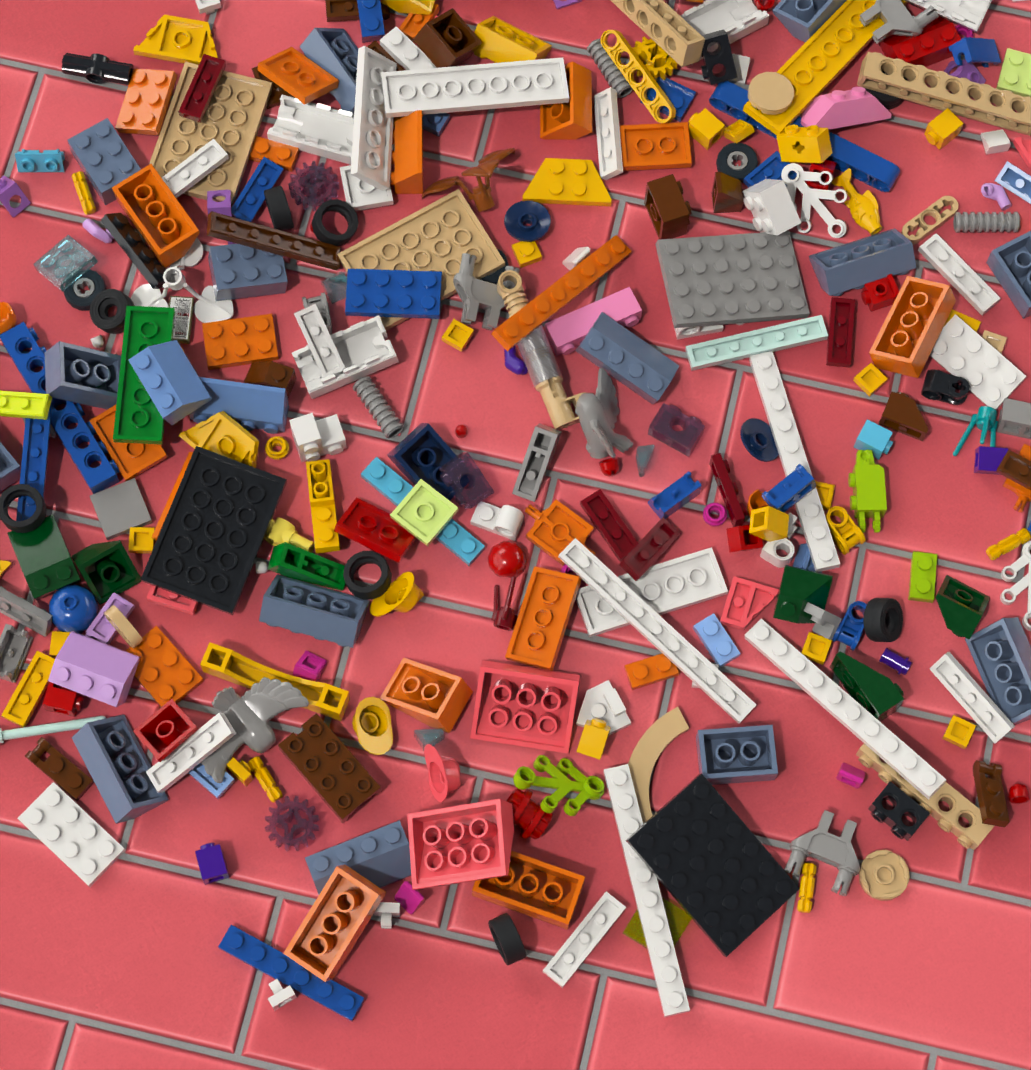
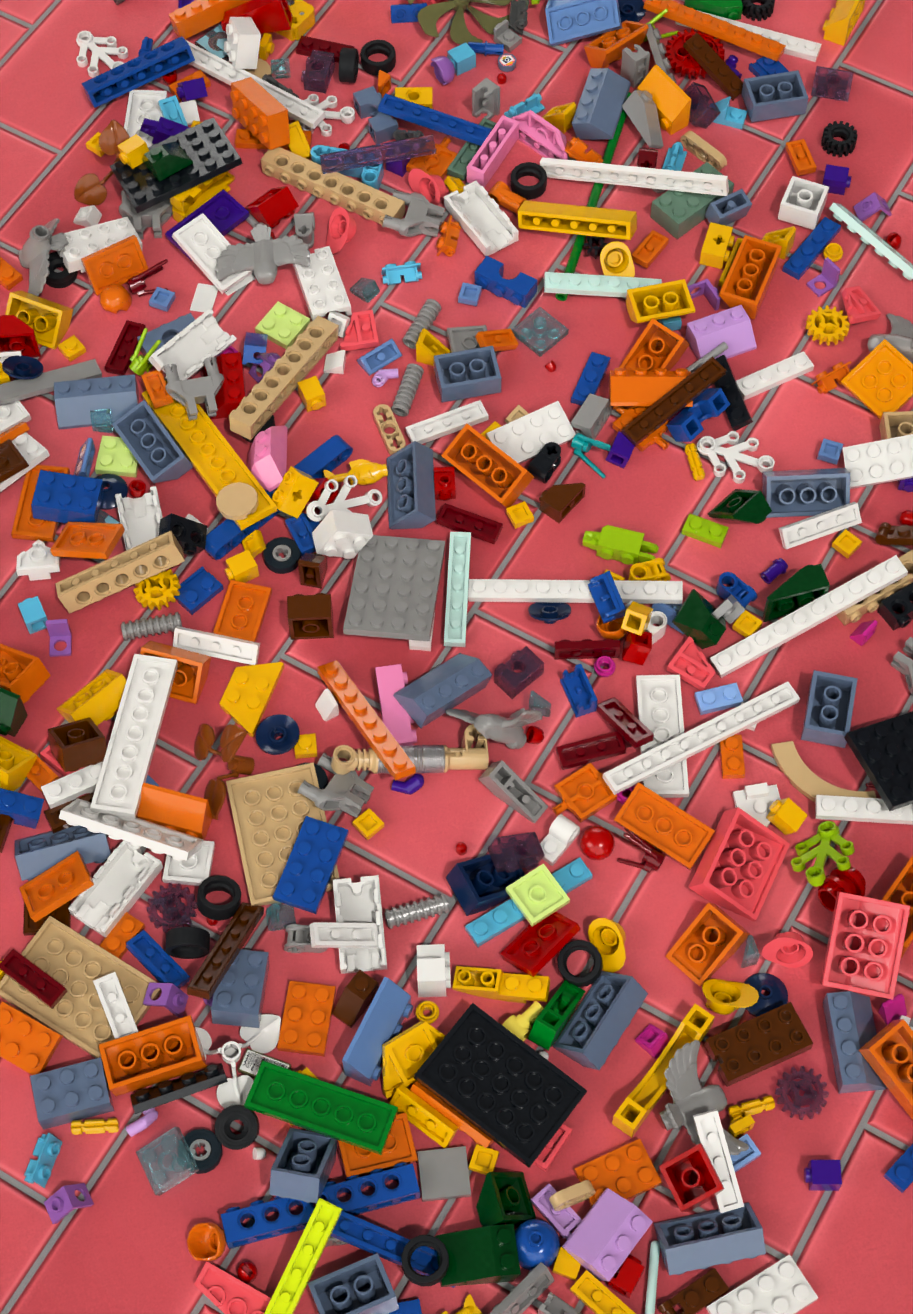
camera: 70 degrees left, 10 degrees down
(169, 473) = (424, 1116): none -> yellow plate
(170, 380) = (344, 1077): medium blue slope -> none
(397, 776) = (776, 988): none -> dark blue dish
(648, 80) = (162, 601): yellow beam -> none
(874, 438) = (574, 527): medium azure brick -> none
(883, 619) = (739, 565): black tyre -> none

